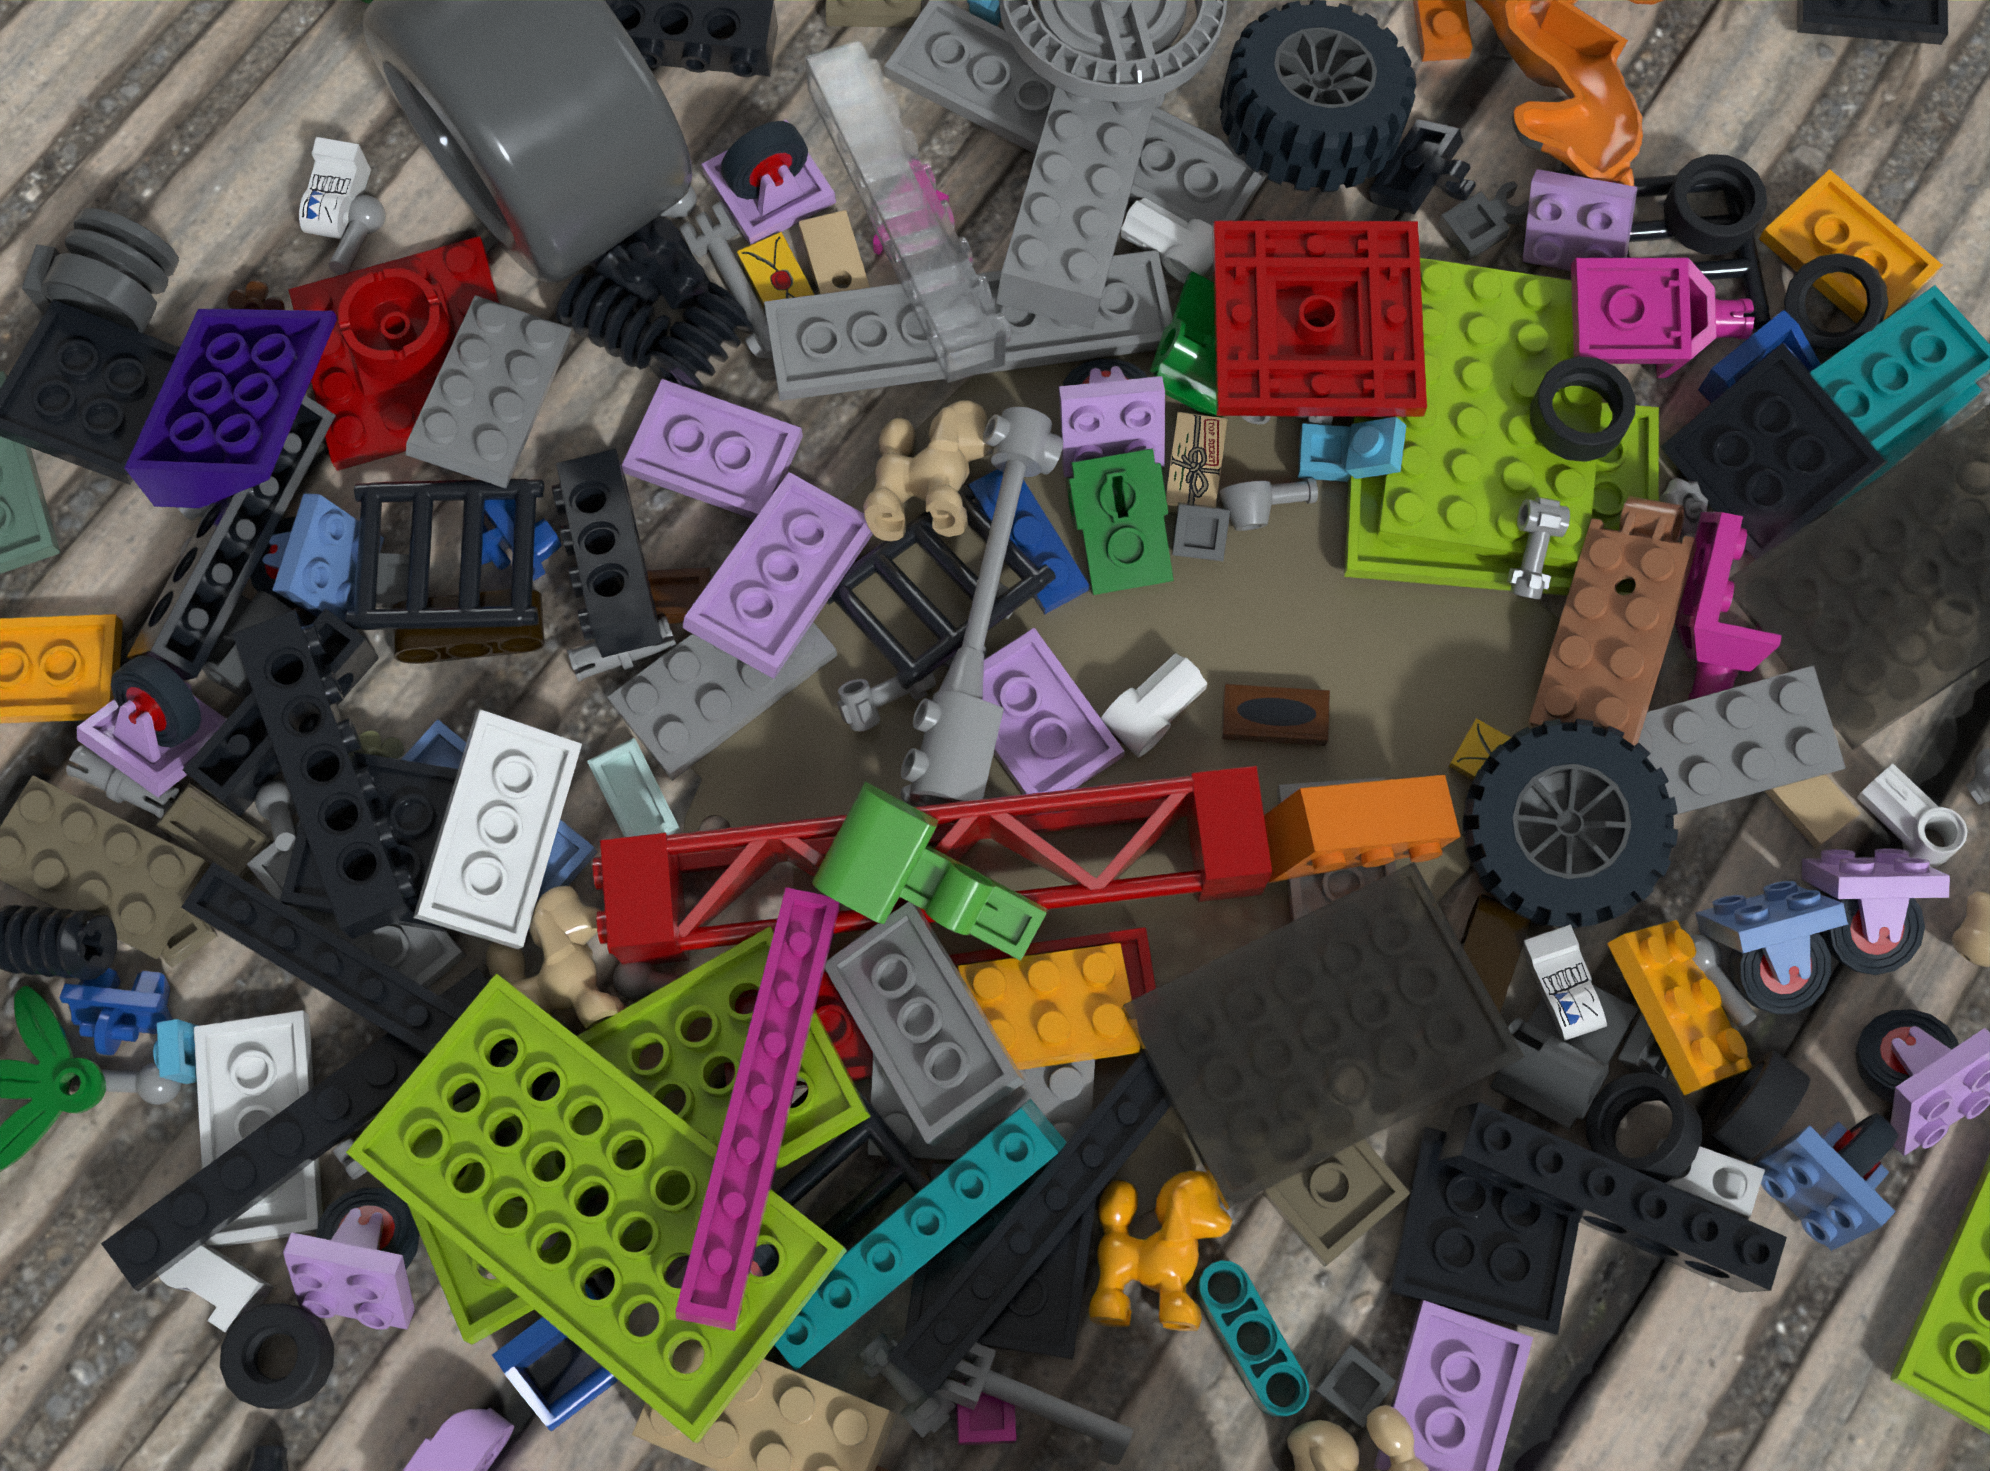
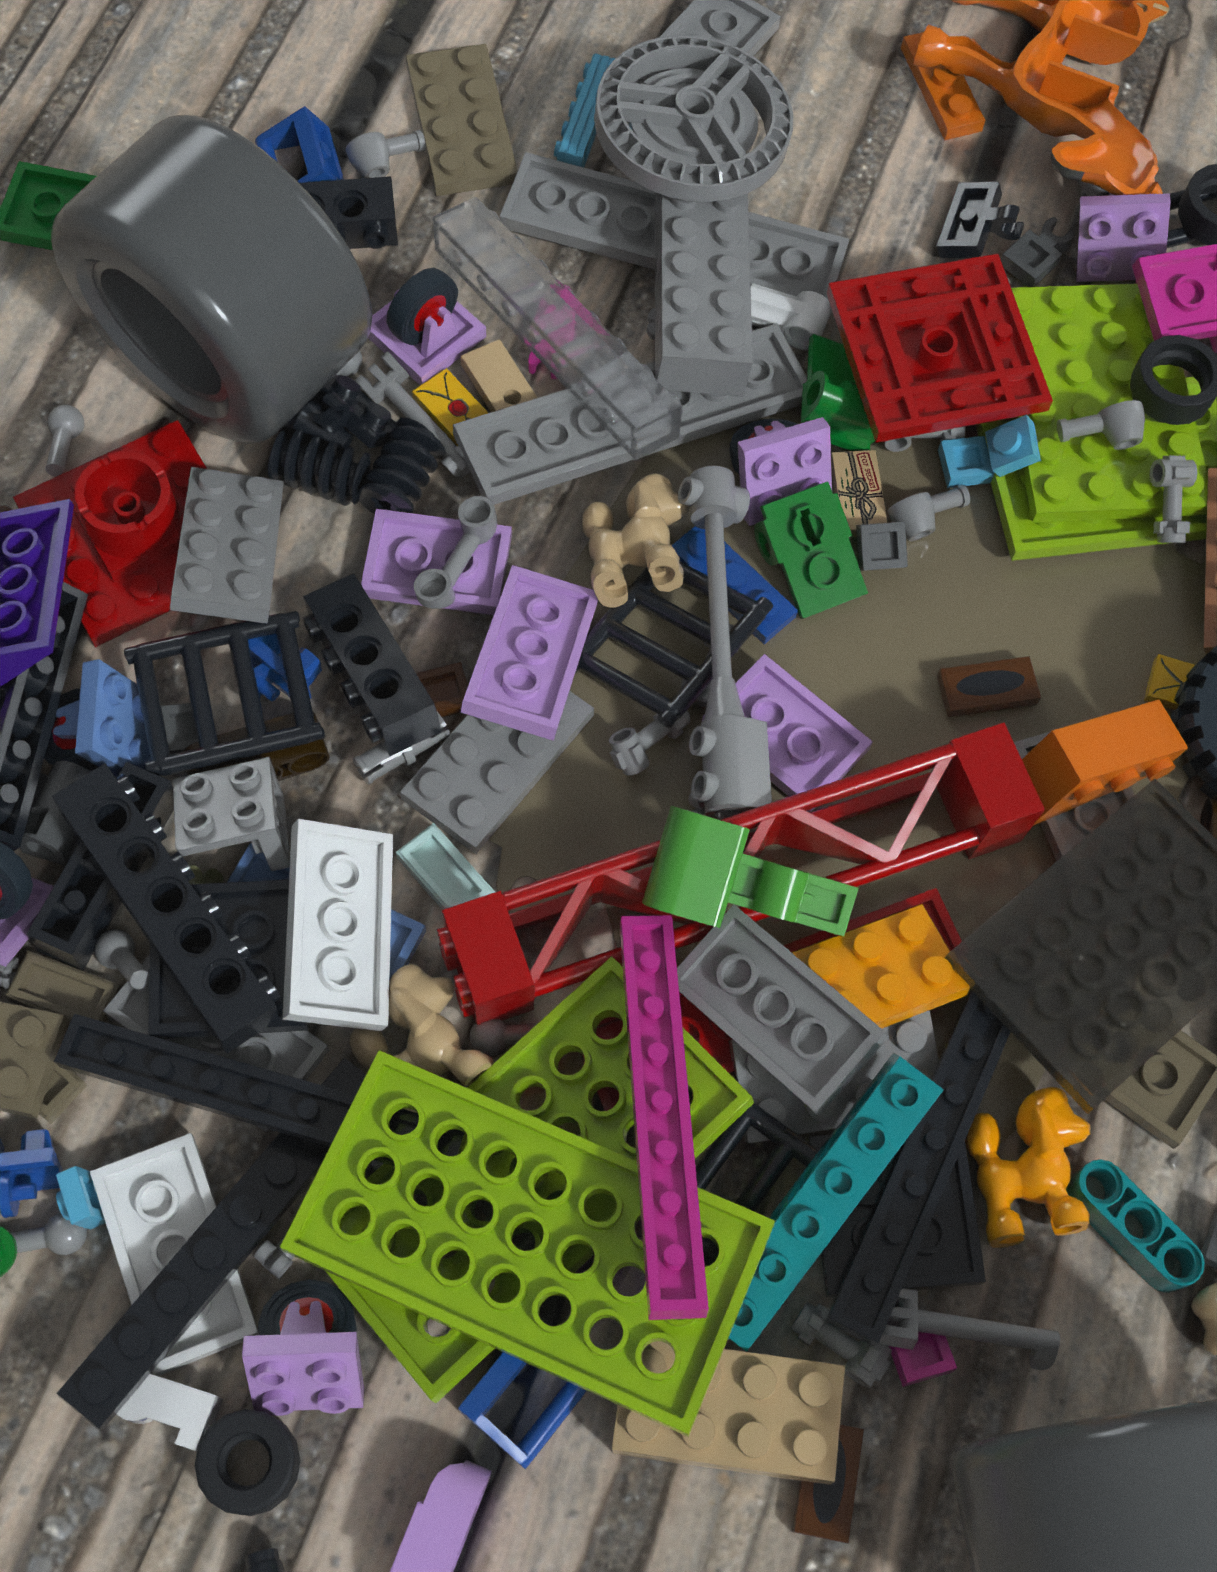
camera: 20 degrees left, 5 degrees down
(335, 181) = (33, 399): white leg -> none
(423, 681) = (230, 809): none -> light grey bracket
(697, 483) = (479, 524): none -> light grey bar
(1145, 714) = (881, 705): white piece -> none
(1317, 95) = (877, 174): black wheel -> none
(1499, 447) = (1119, 423): none -> light grey bar

